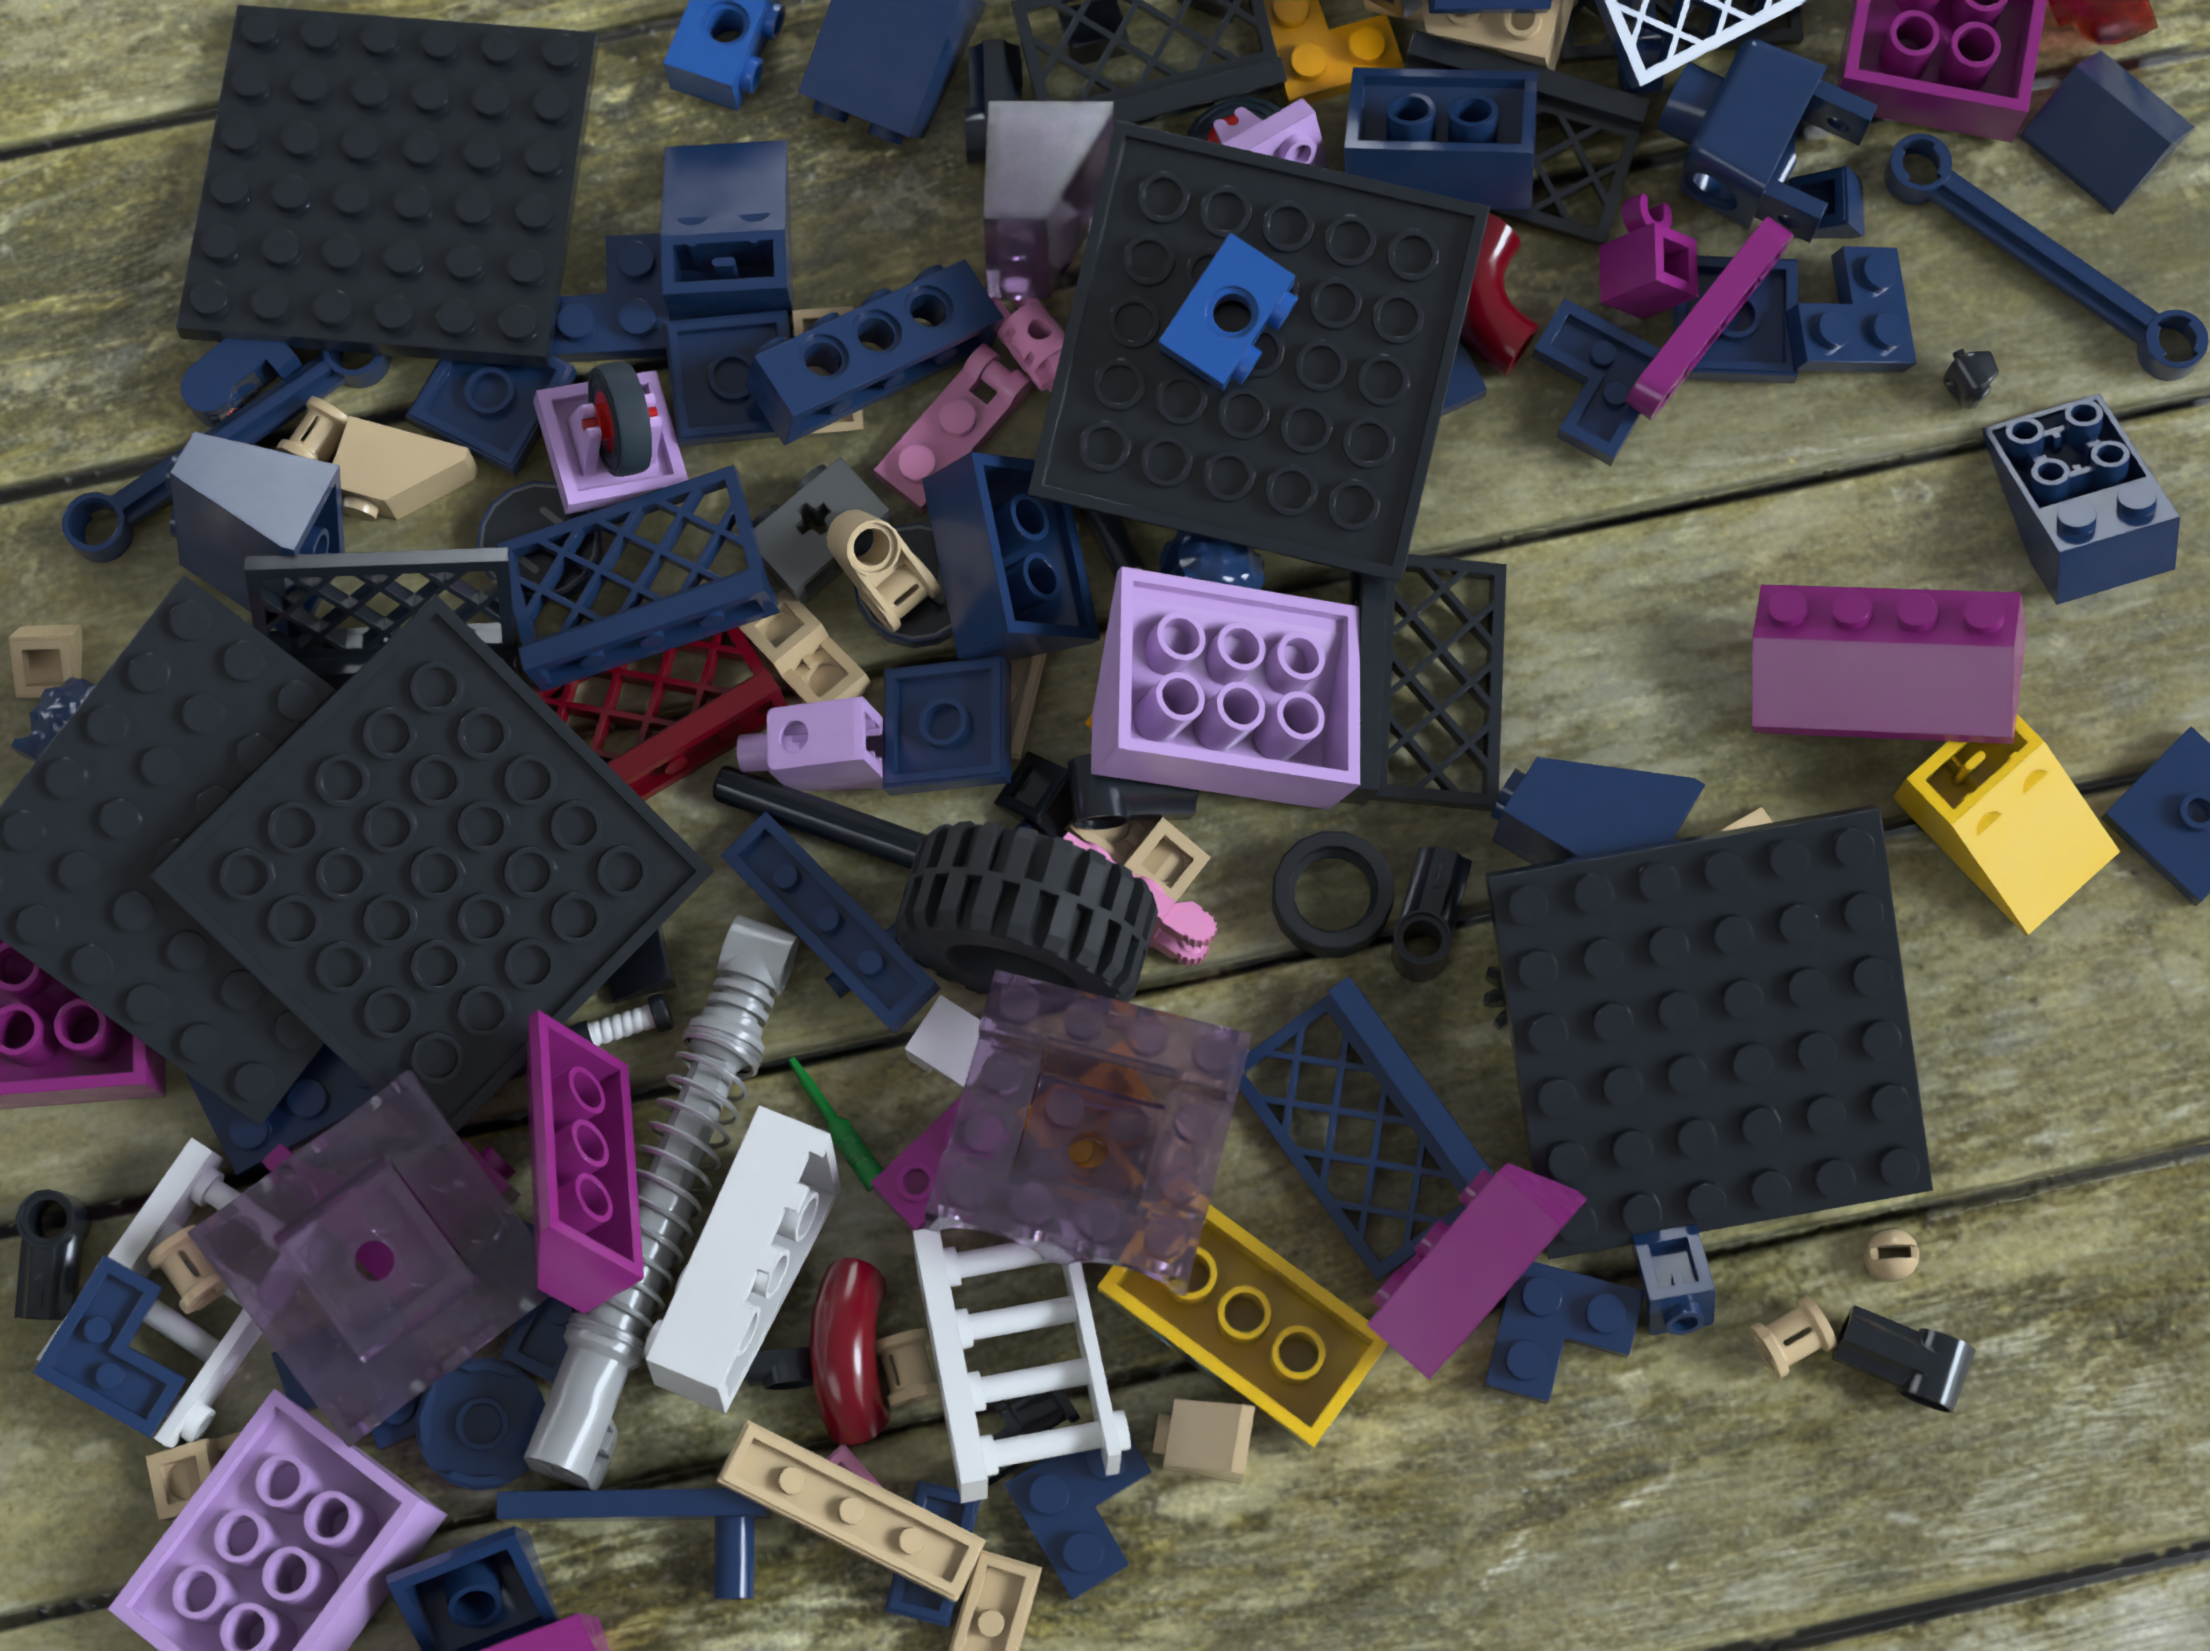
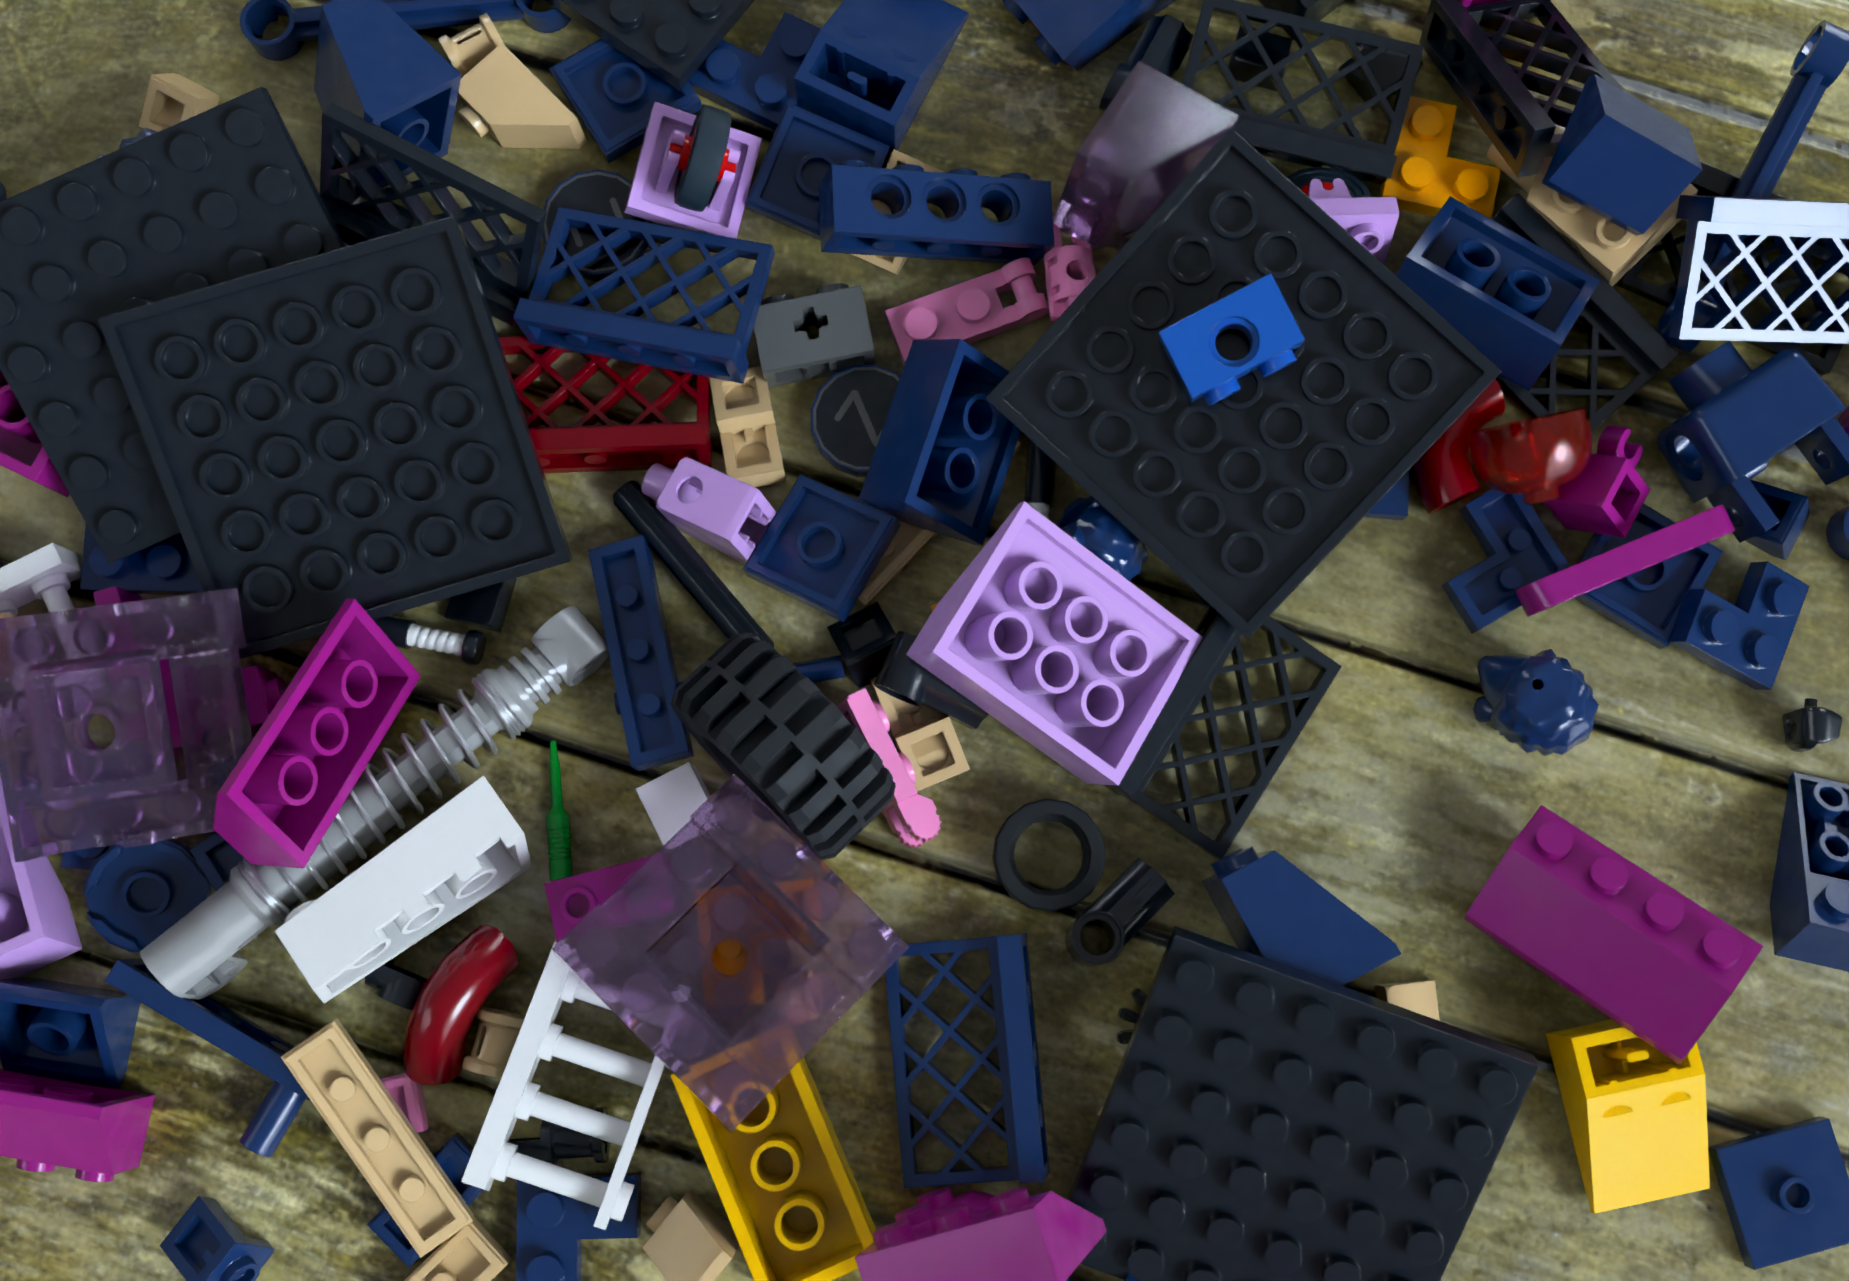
camera: 25 degrees right, 5 degrees up
(887, 575) = (842, 399): tan piece -> none
(1568, 266) = (1533, 454): none -> clear red cylinder
(1704, 494) = (1536, 701): none -> dark blue animal

